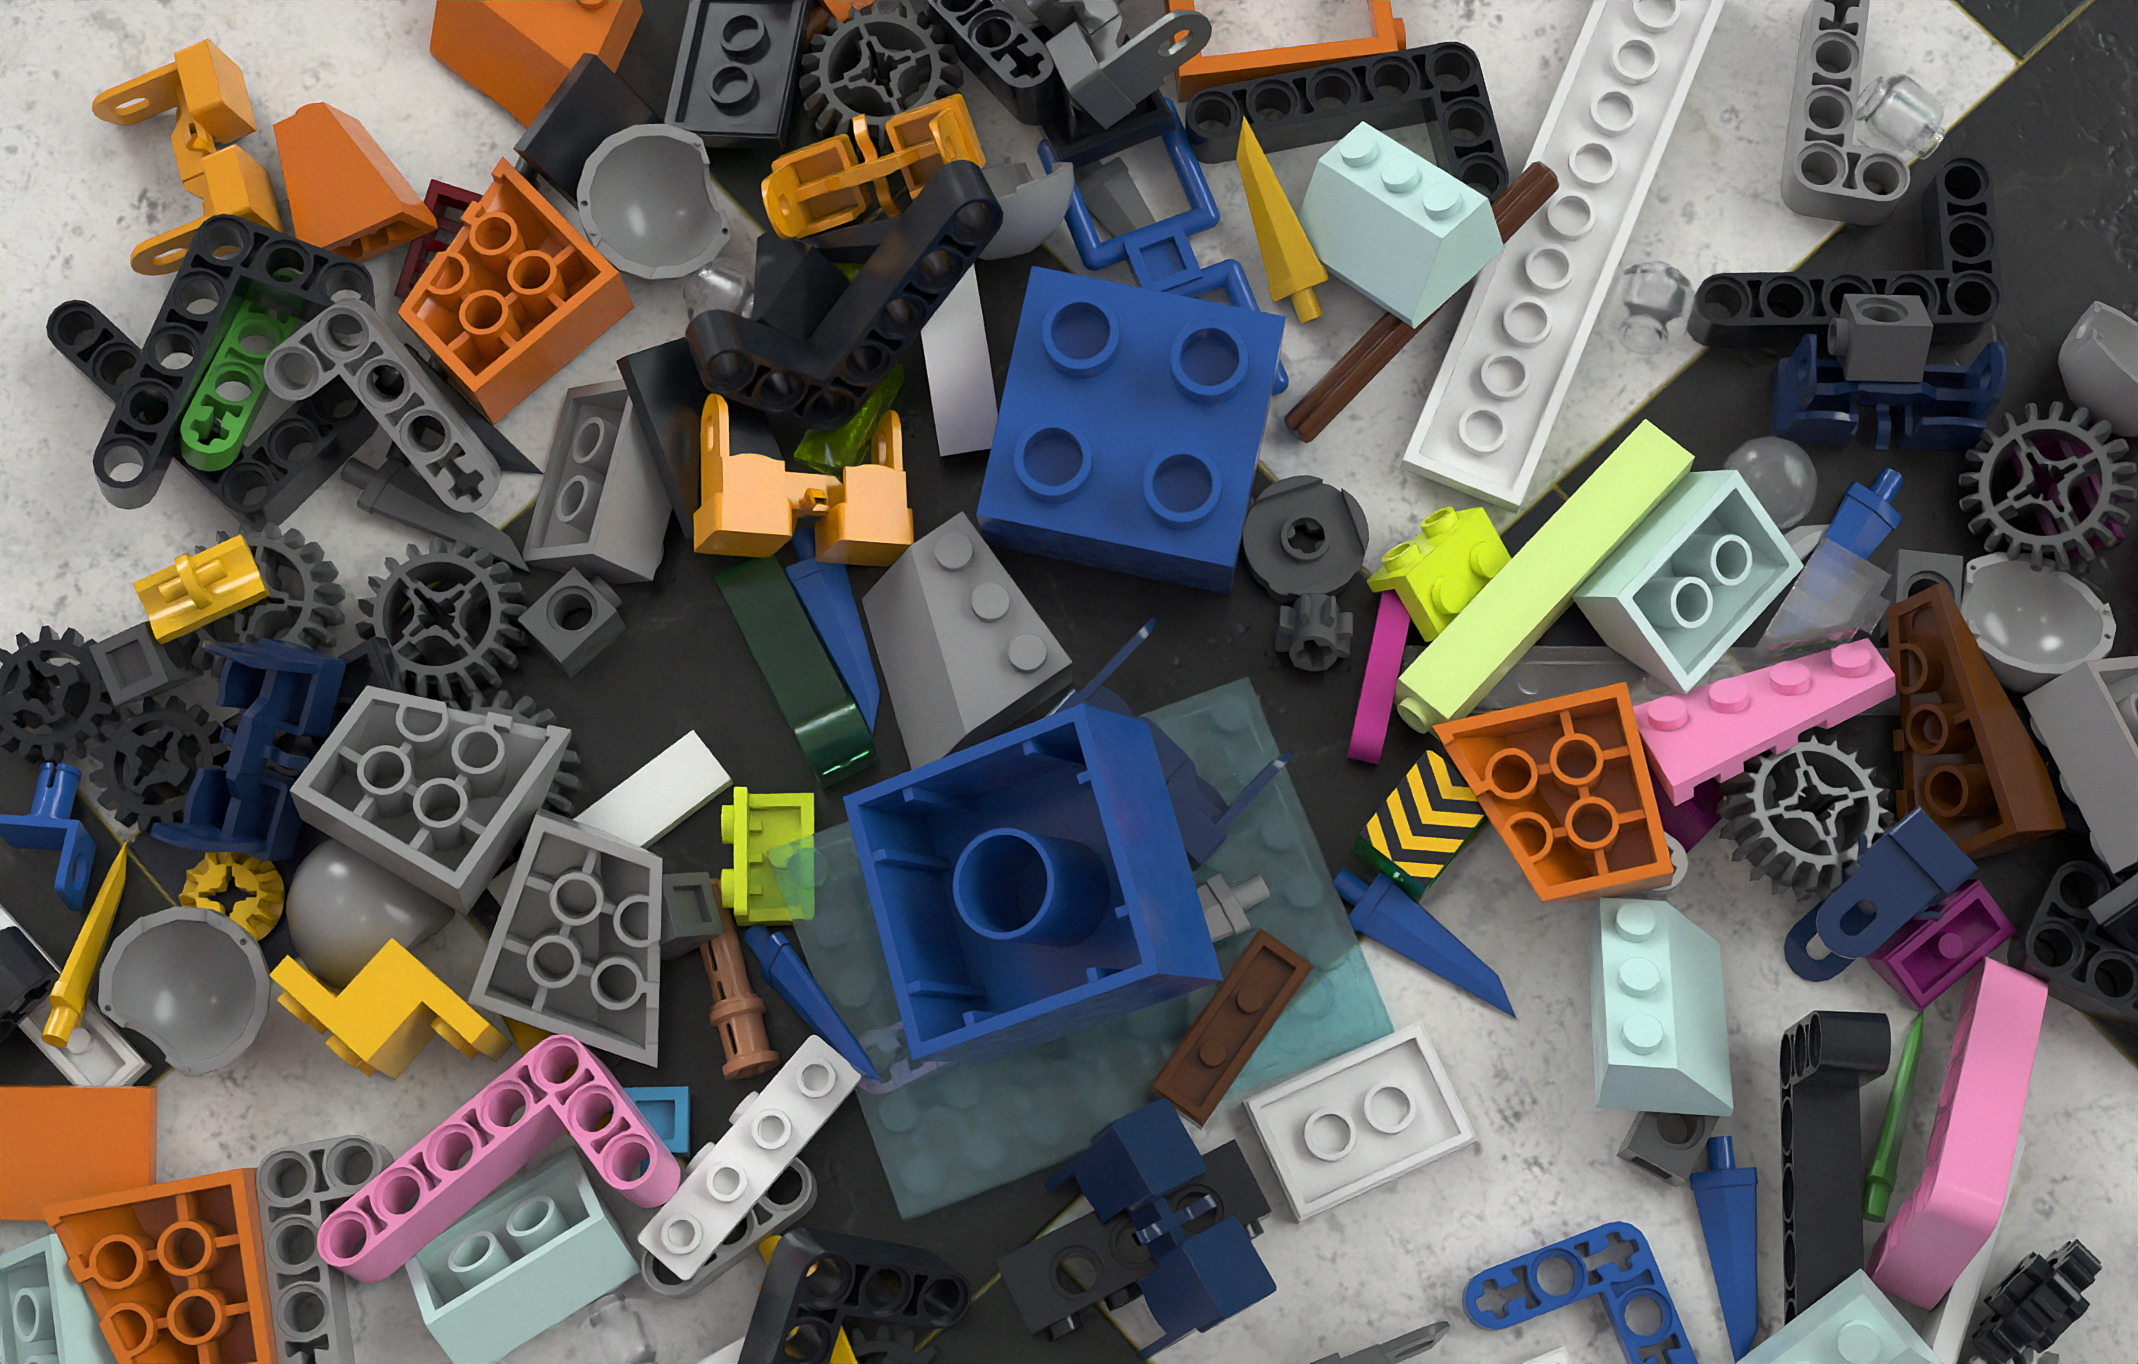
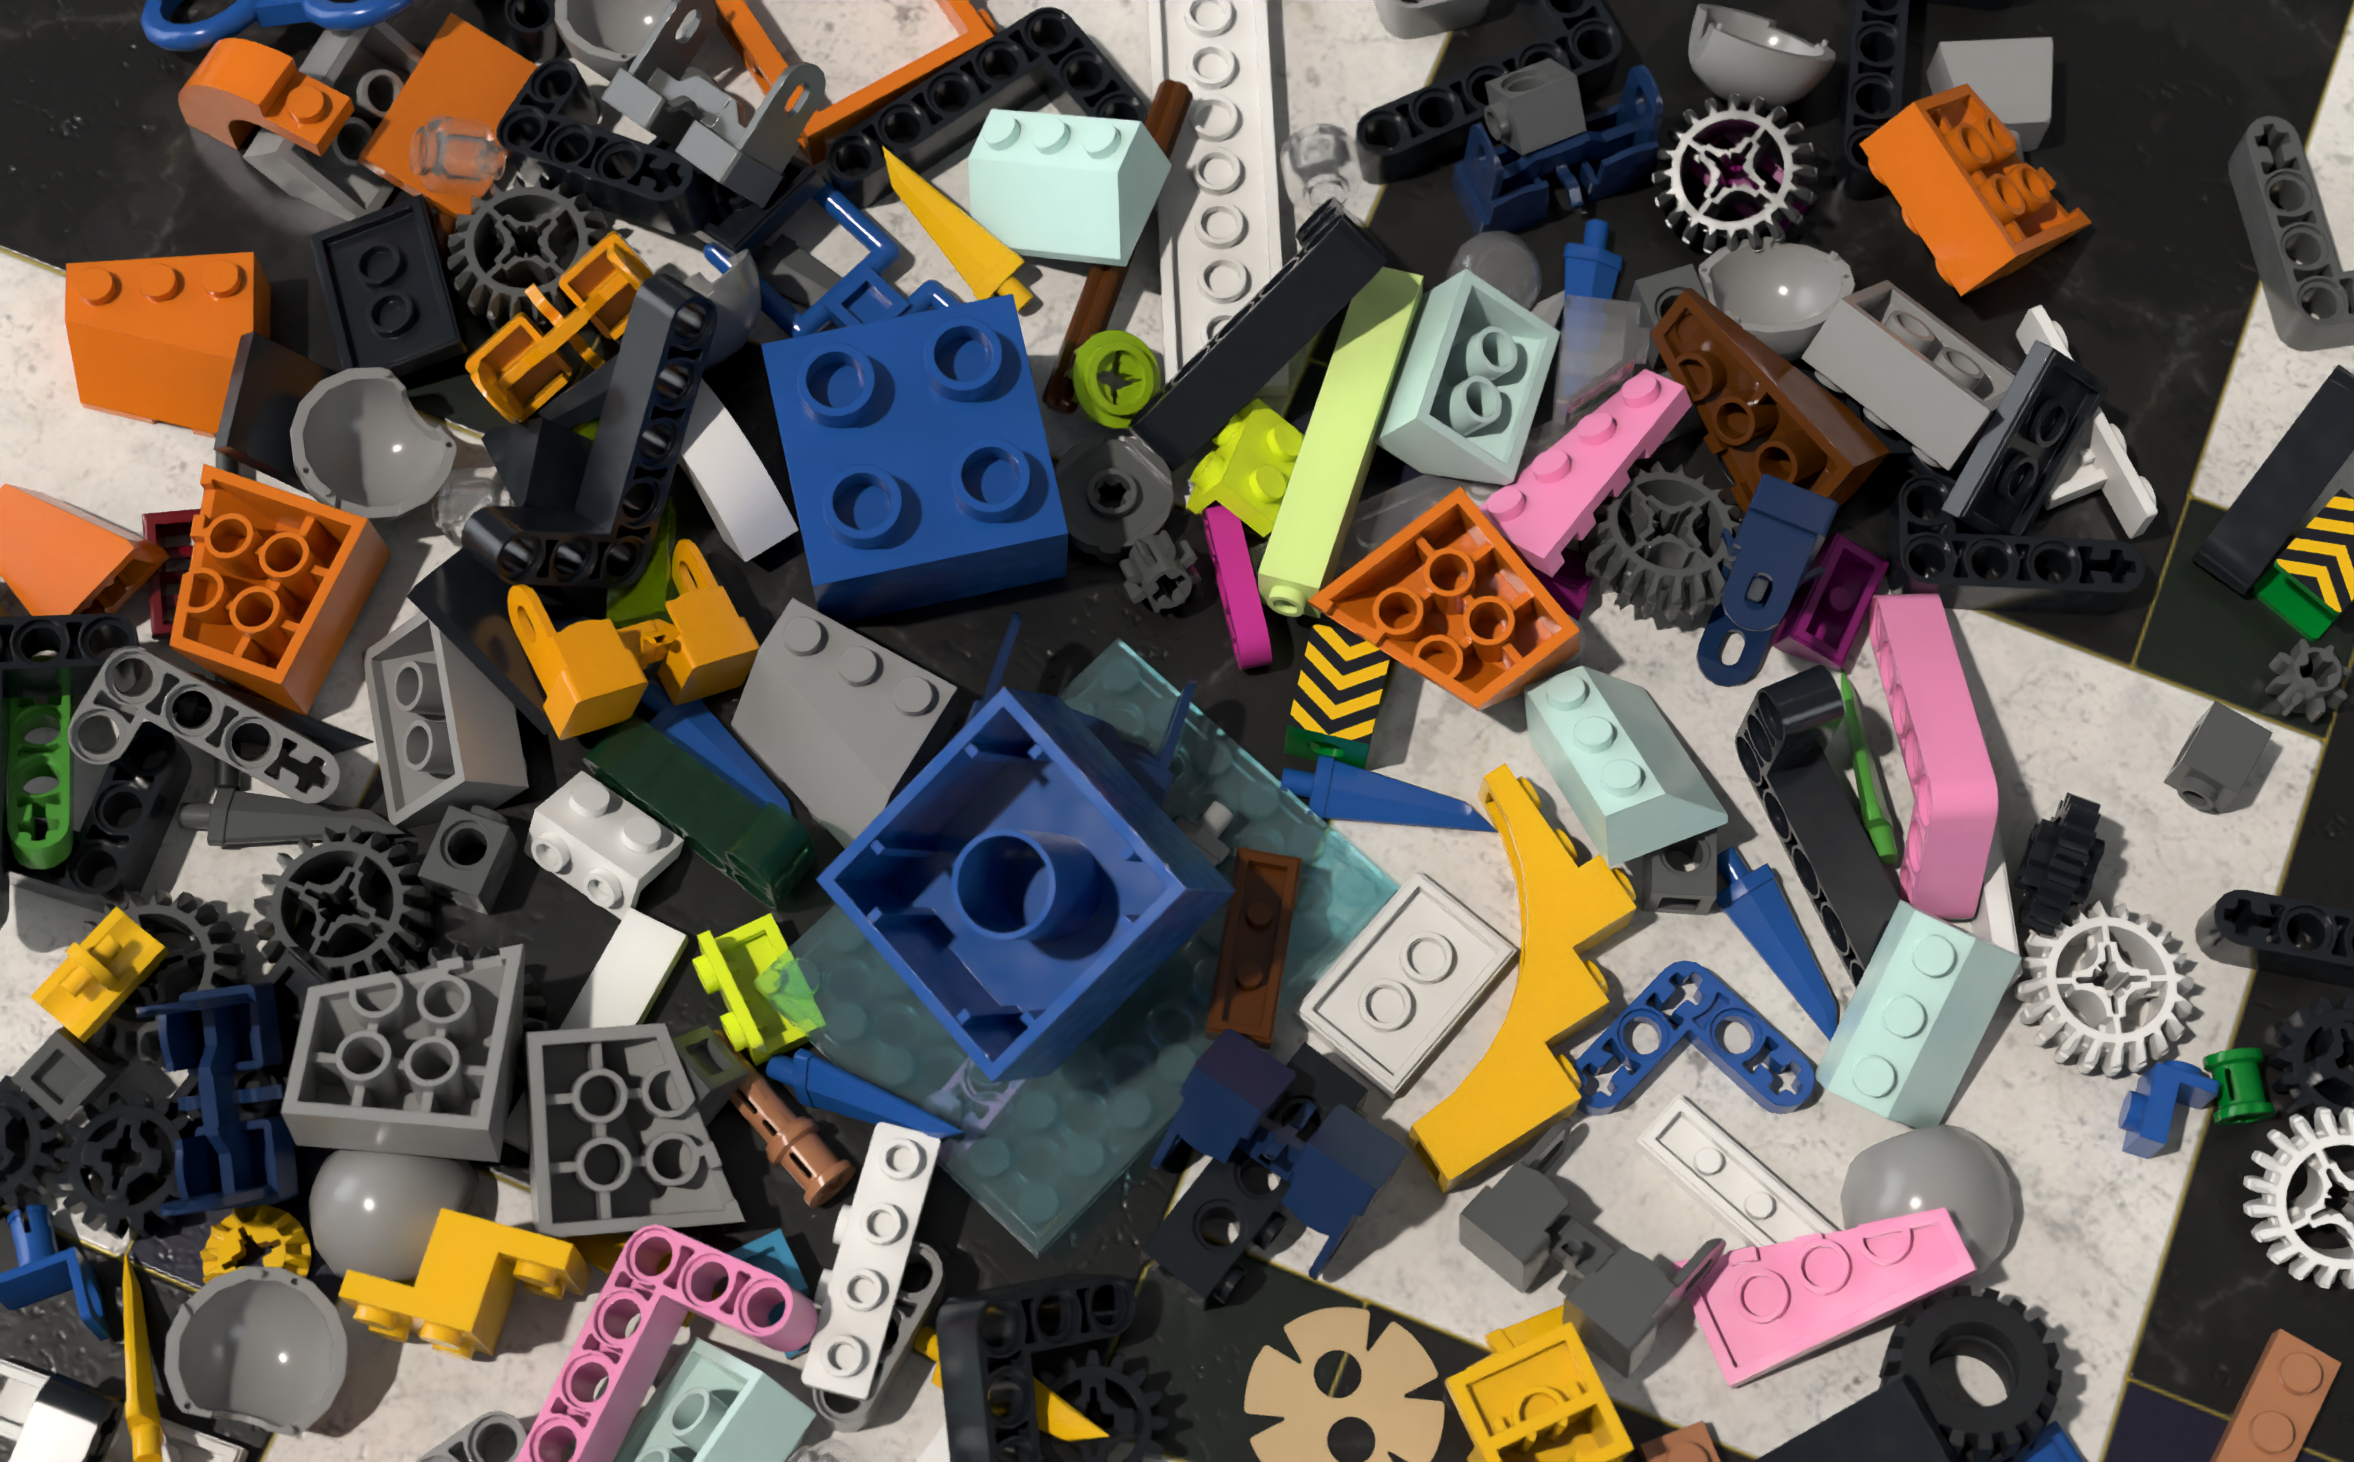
camera: 30 degrees left, 5 degrees down
(695, 658) = (600, 843): none -> white bracket
(1382, 417) = (1130, 361): none -> lime gear
(1536, 1127) = (1562, 914): none -> yellow arch
(1612, 412) = (1263, 336): none -> black beam

